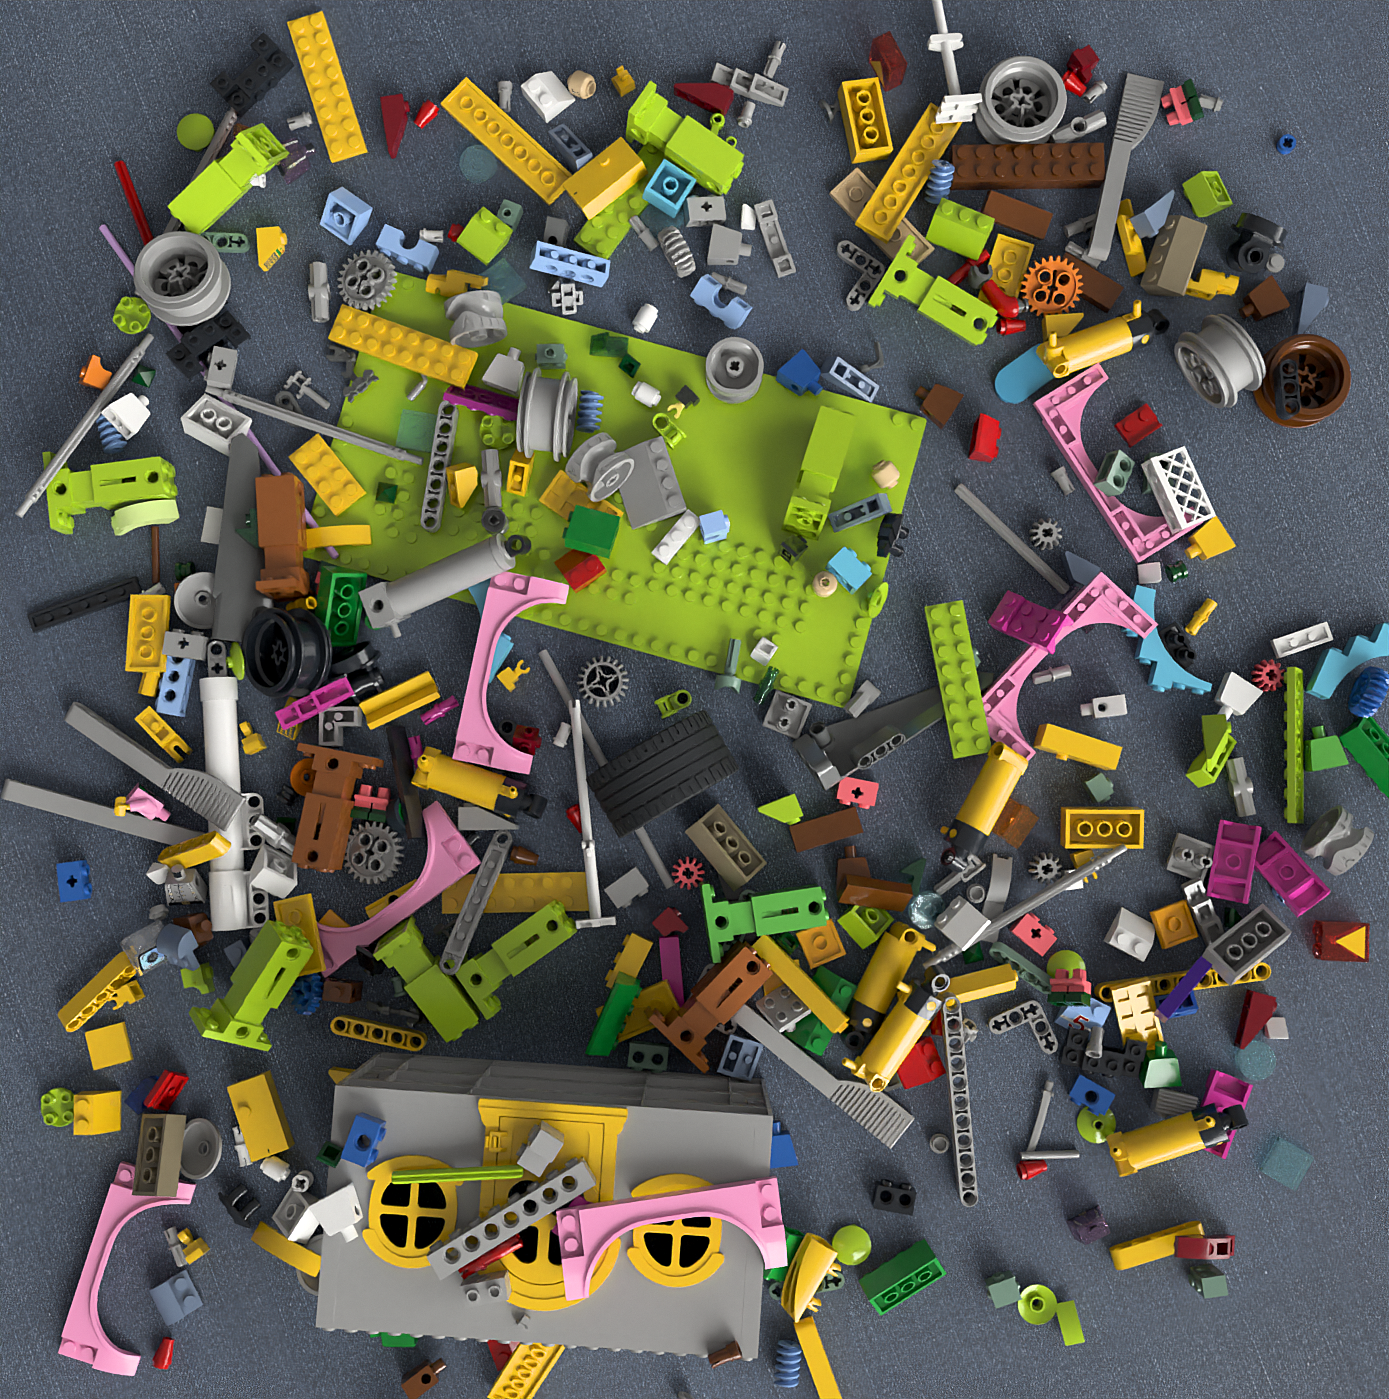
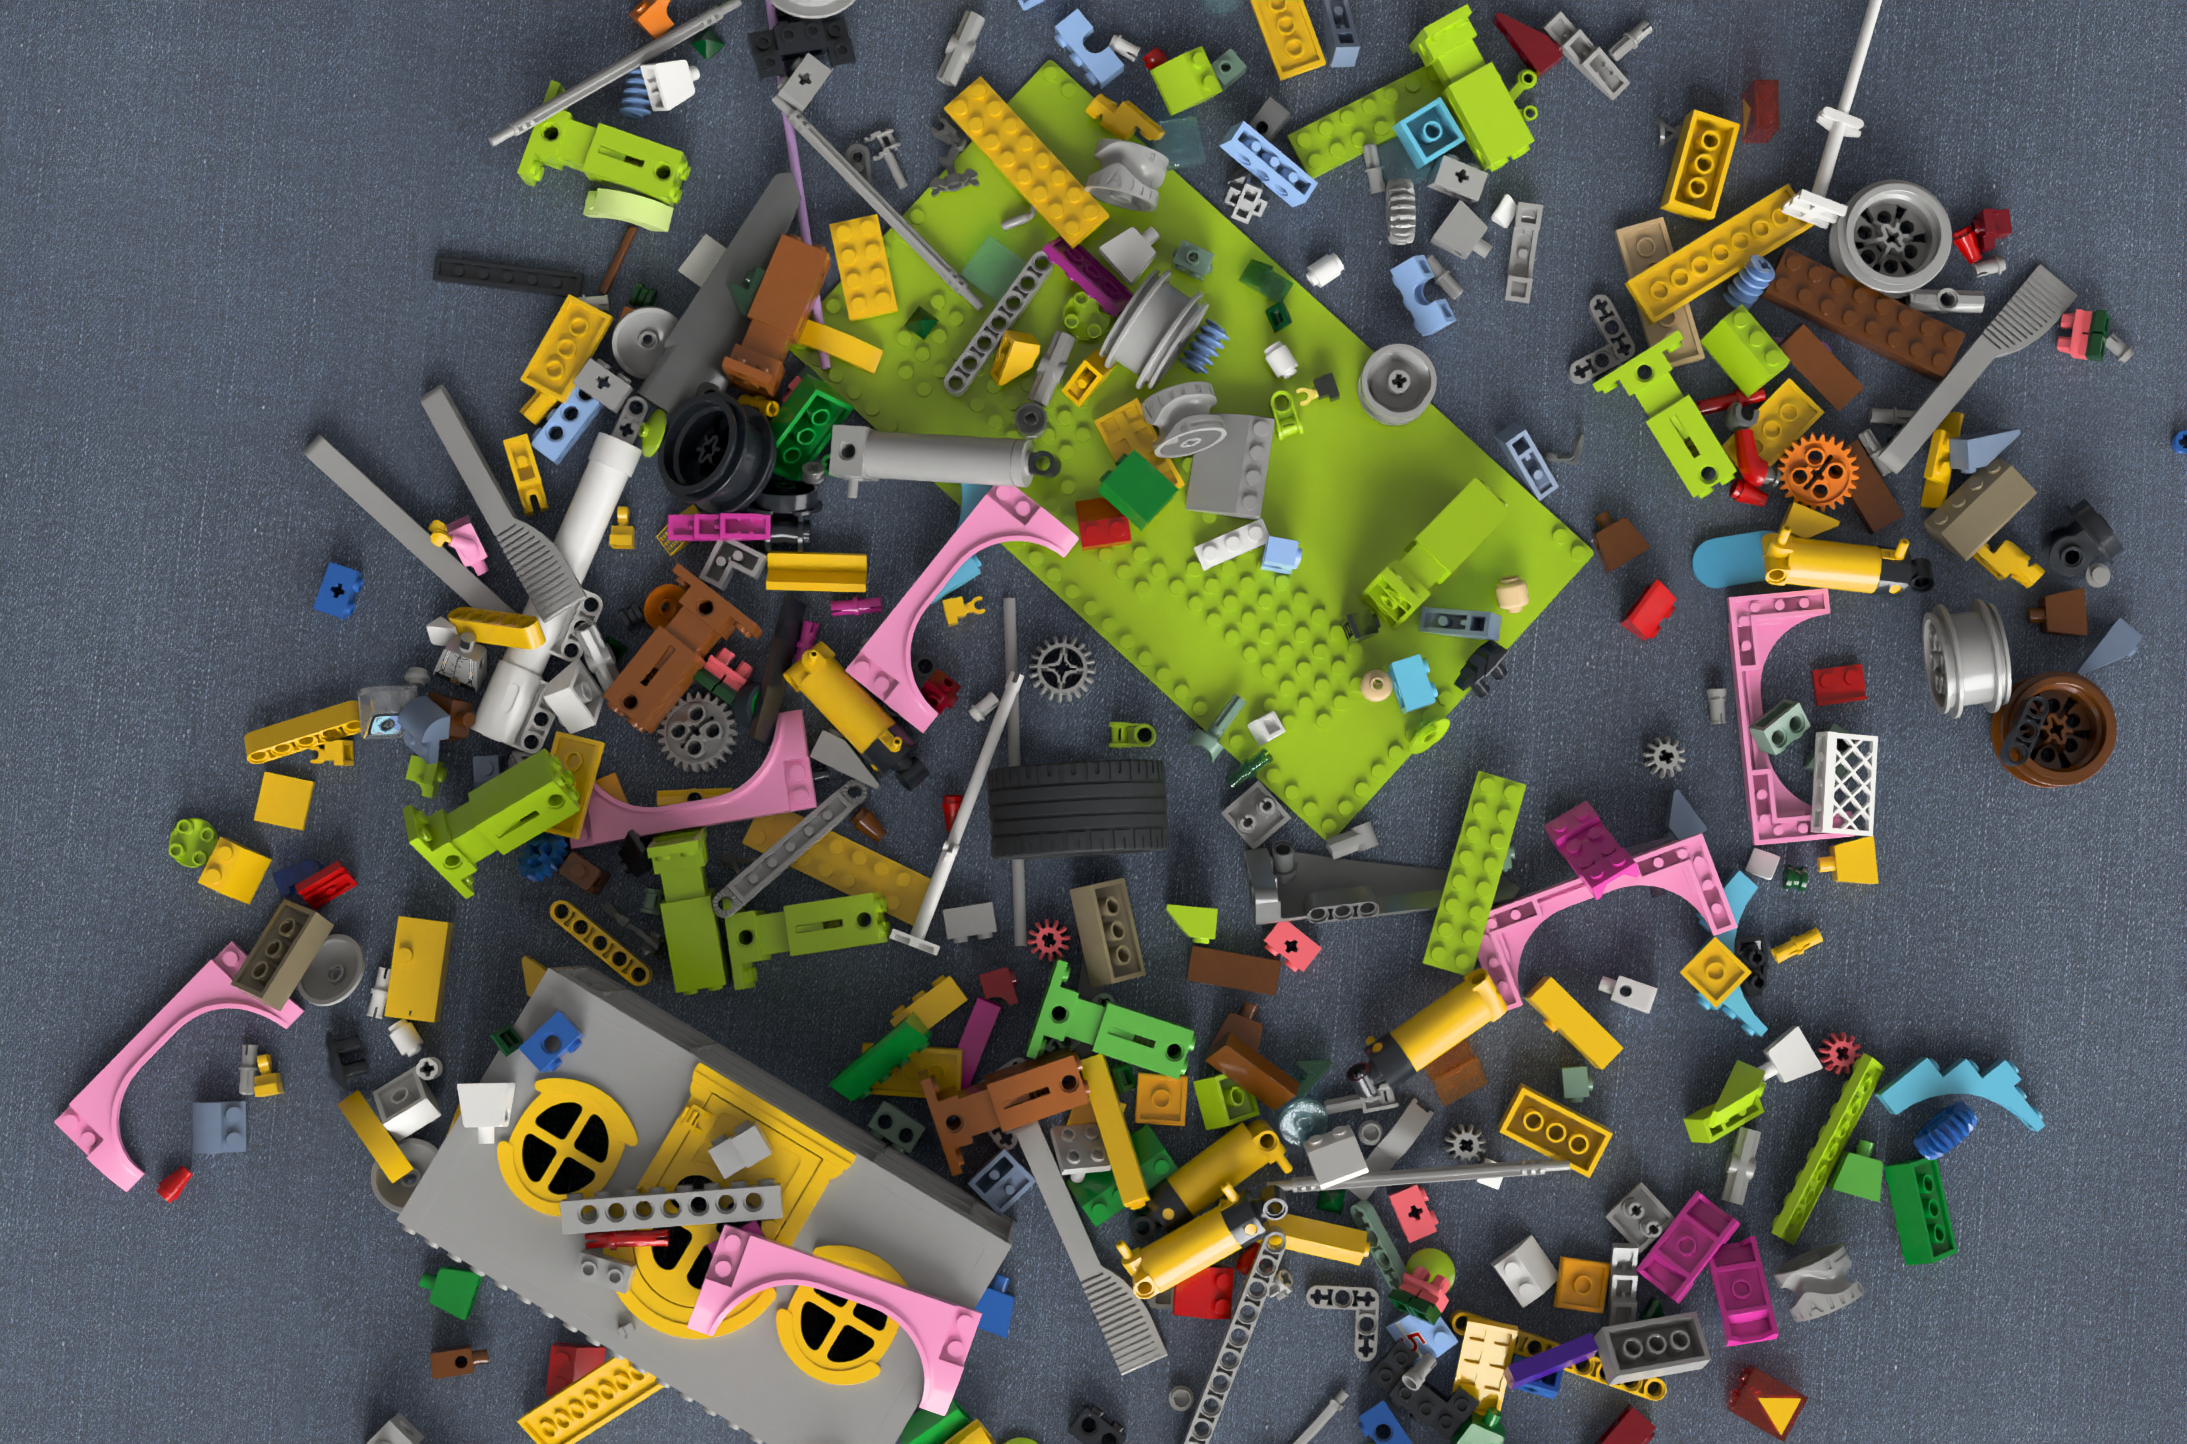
camera: 20 degrees right, 0 degrees up
(215, 423) = (764, 144): white slope -> none
(362, 633) = (813, 473): none -> light grey bush
(367, 280) = (1013, 47): light grey gear -> none
(457, 1174) = (636, 1131): lime axle -> none
(605, 178) = (1360, 83): yellow brick -> none
(744, 119) = (1564, 89): light grey pin -> none
(800, 375) = (1472, 427): blue torso -> none
(1012, 539) = (1622, 743): light grey axle -> none
(1051, 674) = (1587, 924): light grey axle -> none
(1080, 858) = (1513, 1153): yellow piece -> none
(1157, 663) = (1715, 972): none -> yellow plate
(1206, 193) = (2059, 454): lime slope -> none
(1301, 640) = (1900, 1032): white plate -> none

